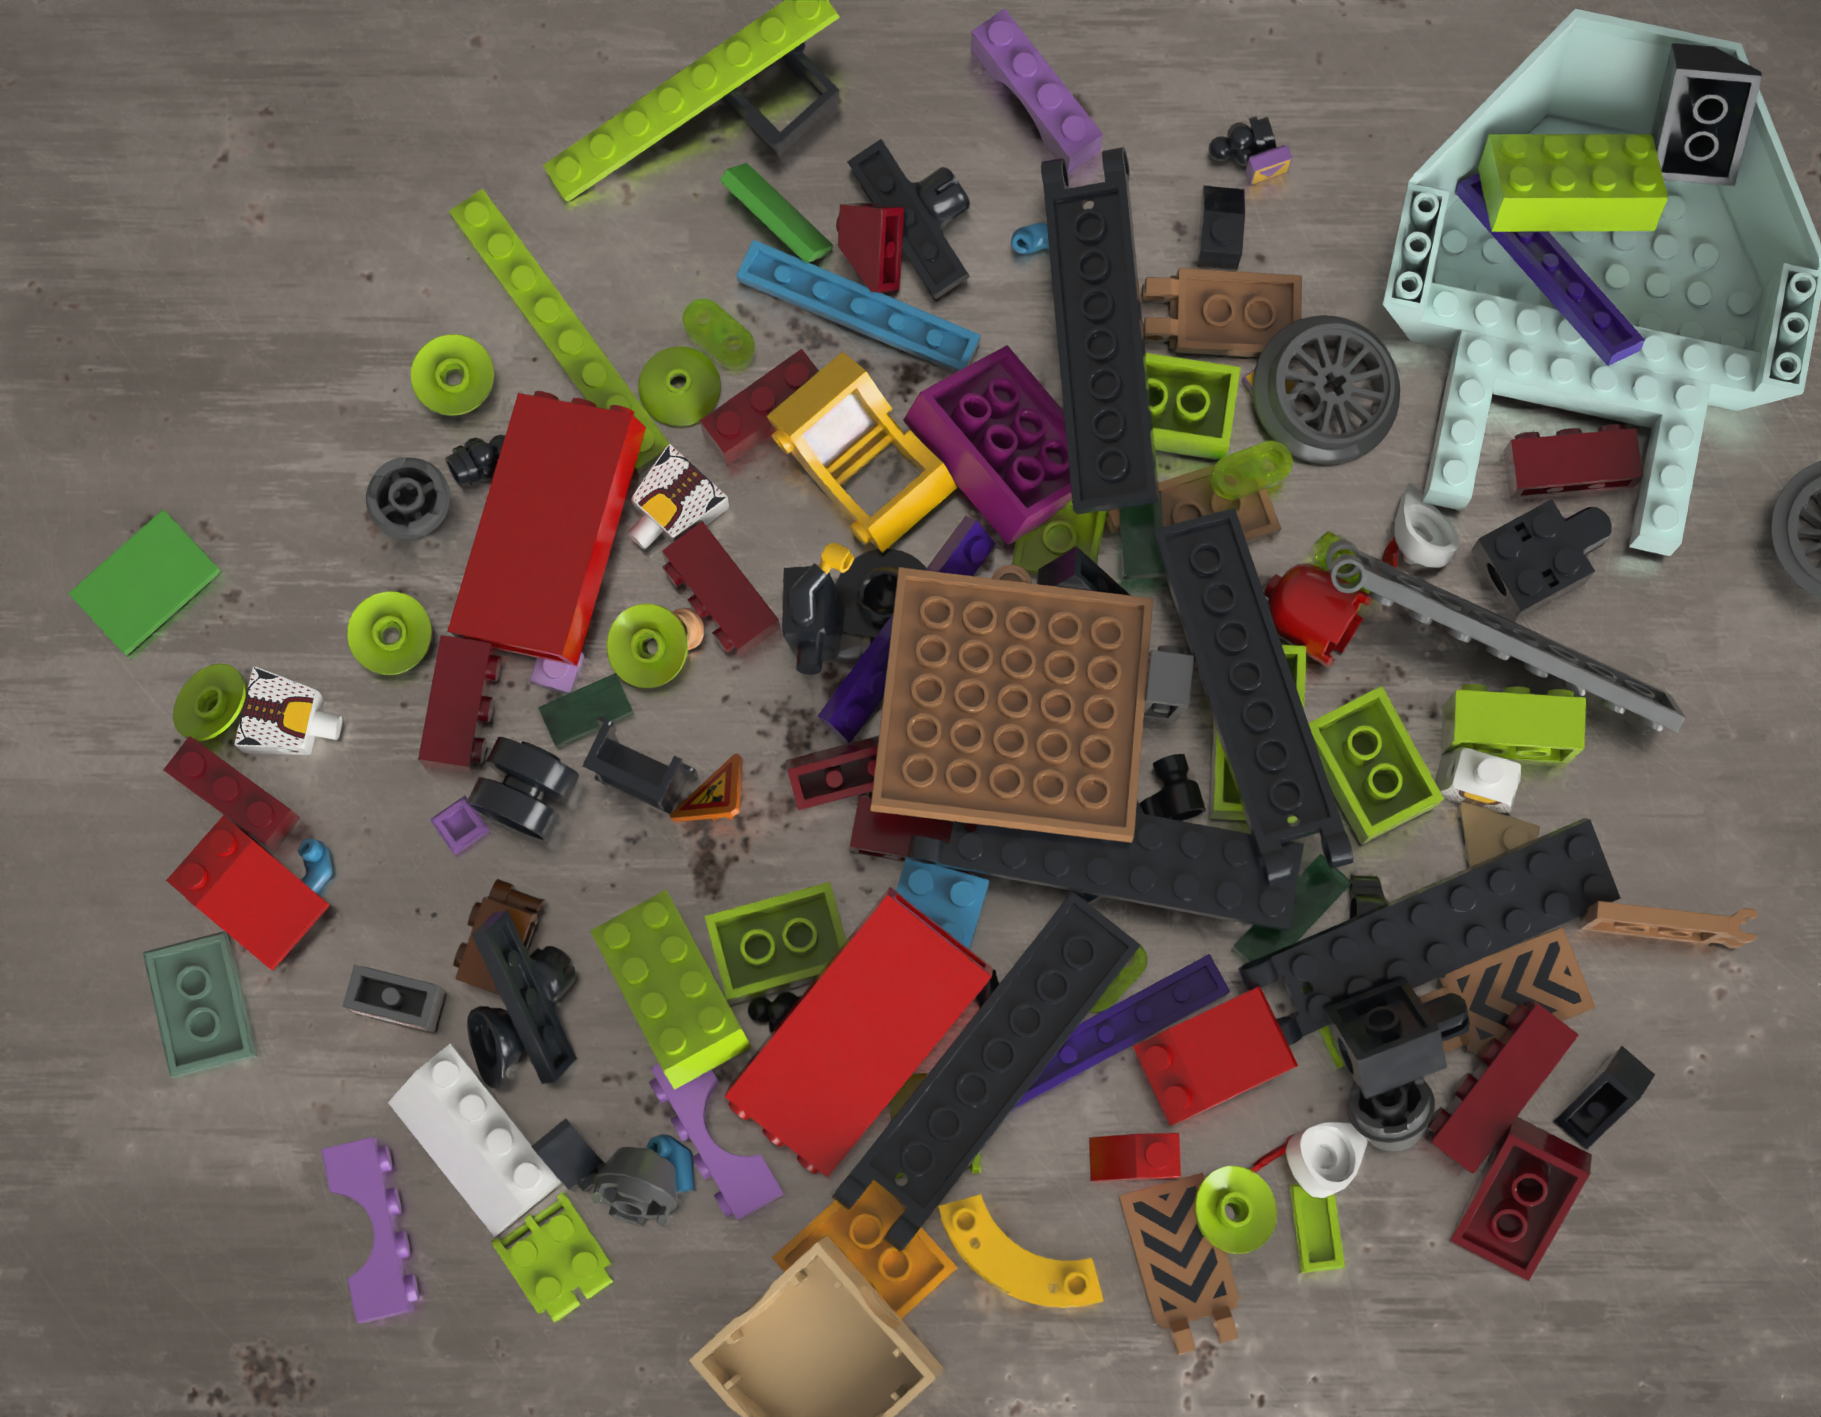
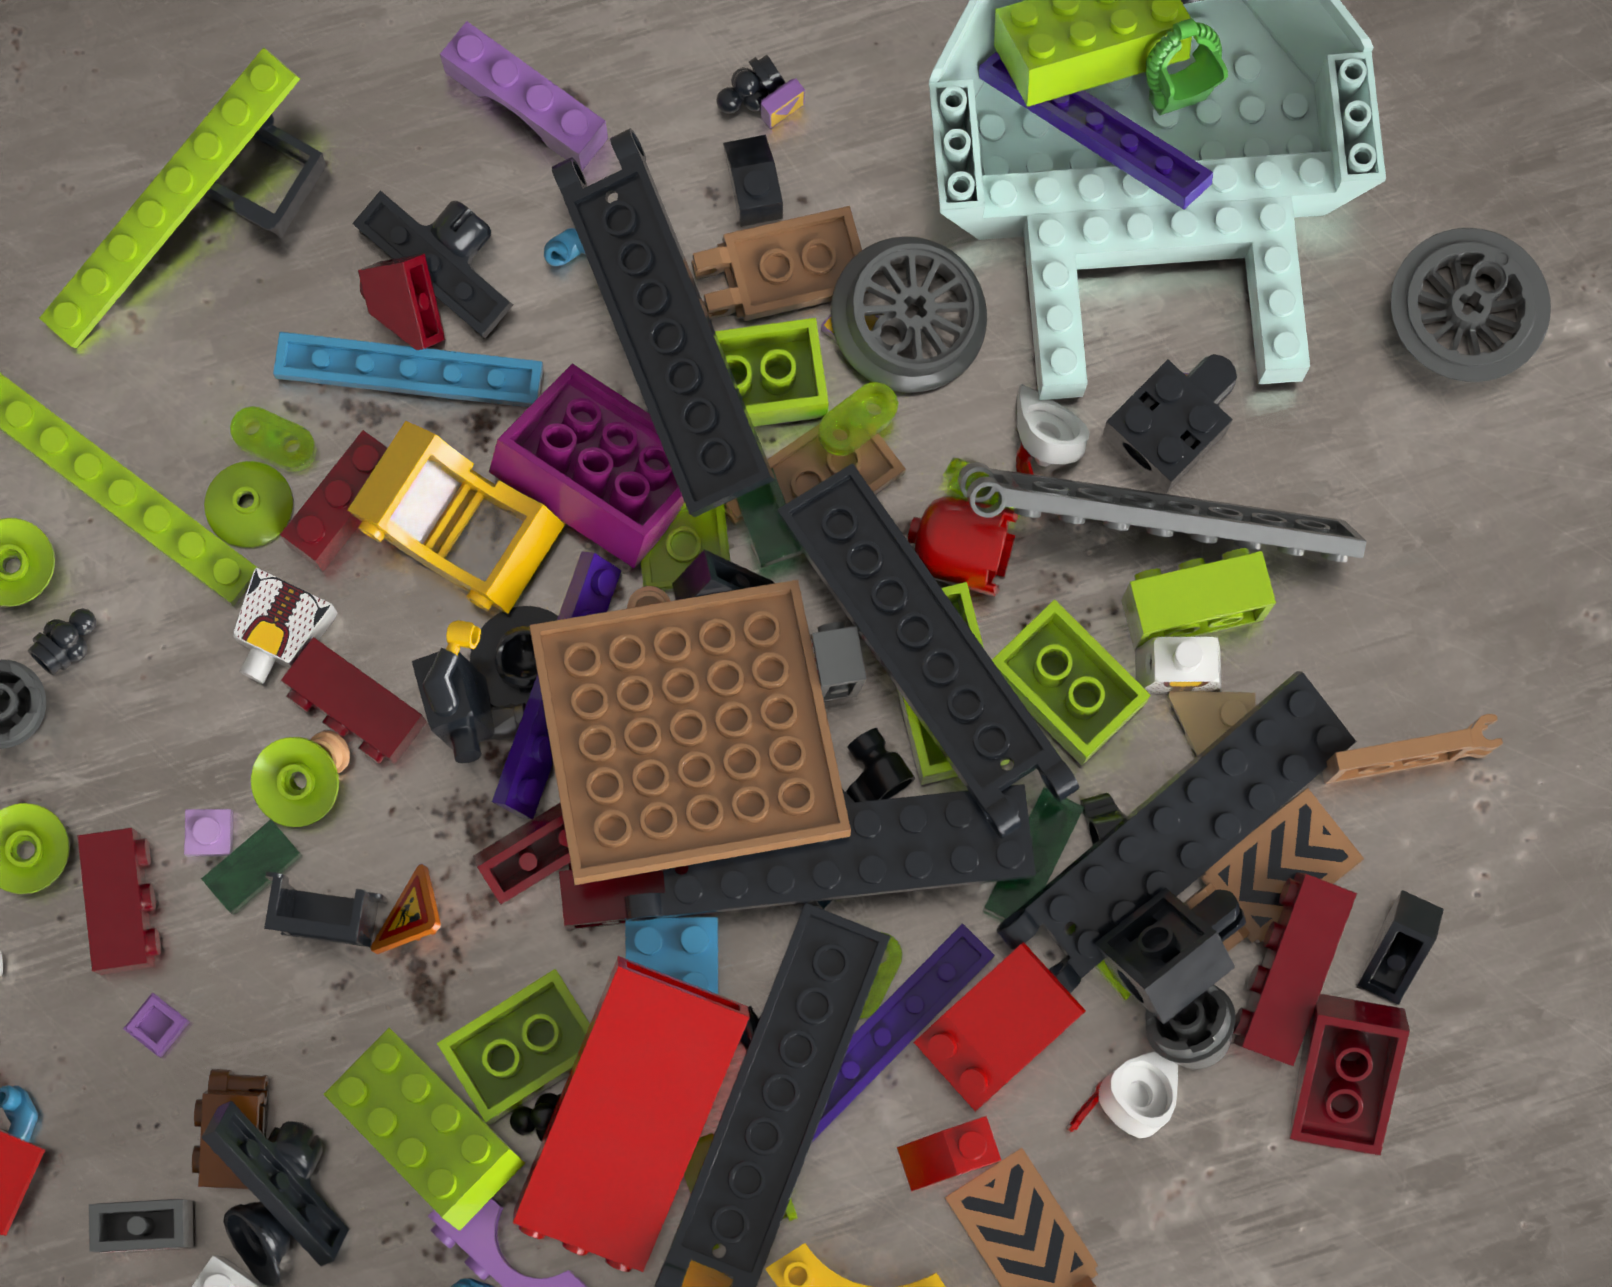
camera: 20 degrees left, 0 degrees up
(529, 776) = (212, 955): black wheel -> none
(548, 527) = (155, 690): red brick -> none
(776, 212) = (295, 297): bright green tile -> none
(1252, 1204) = (1081, 1164): lime dish -> none
(1316, 1231) = (1153, 1171): lime tile -> none
(1573, 461) = (1177, 314): dark red brick -> none
(1651, 254) = (1193, 83): none -> bright green piece

